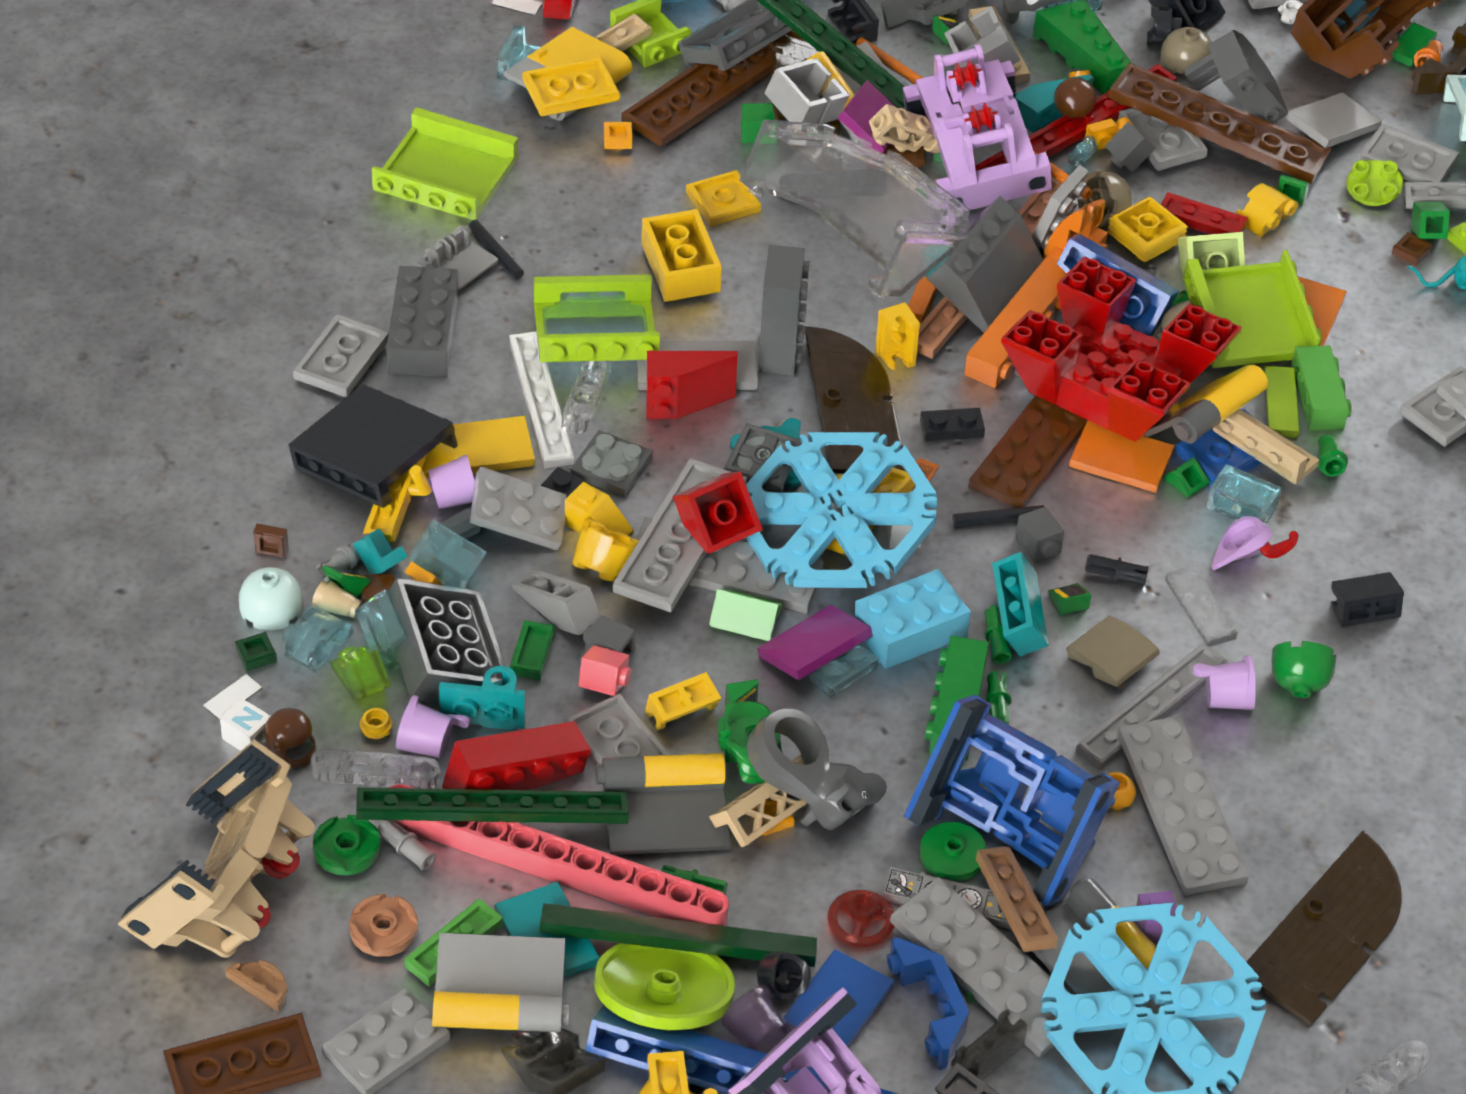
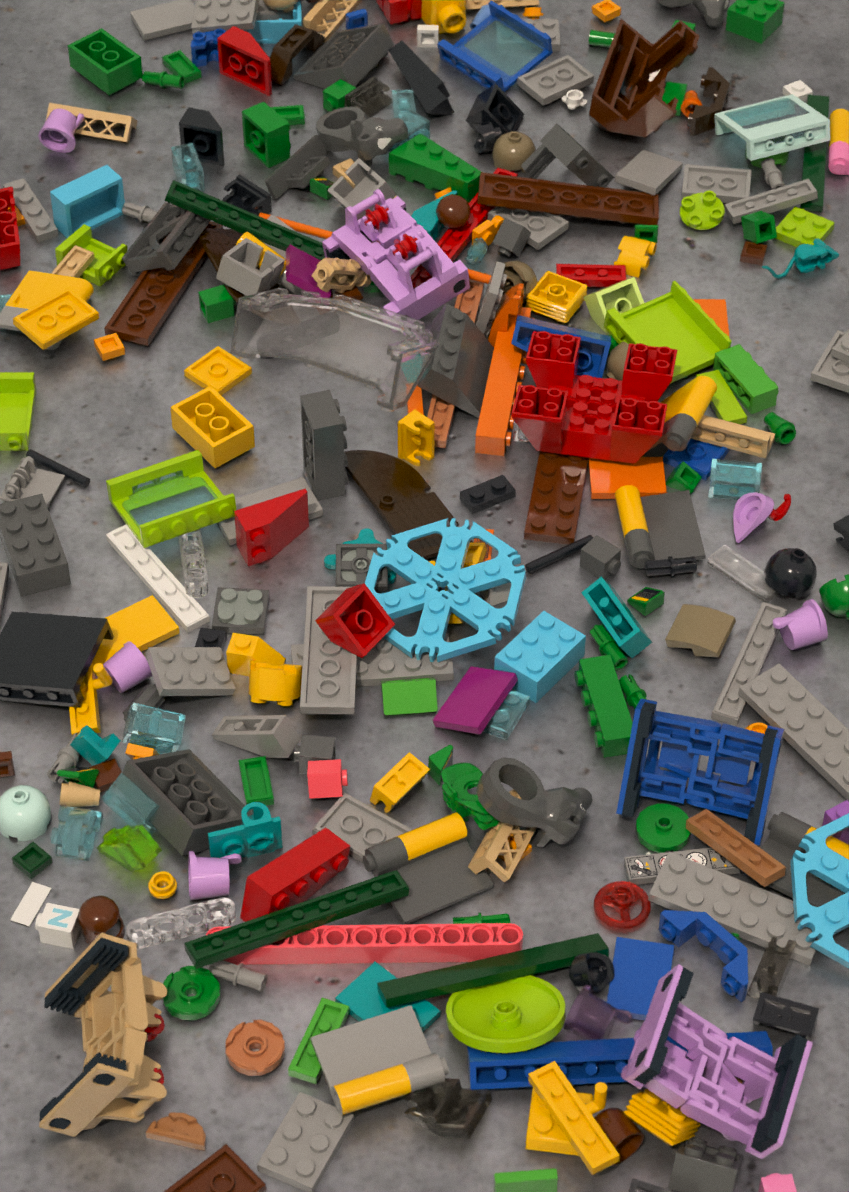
camera: 20 degrees left, 0 degrees up
(1127, 520) = (658, 526): none -> dark grey door
(1251, 620) = (791, 572): none -> black cylinder

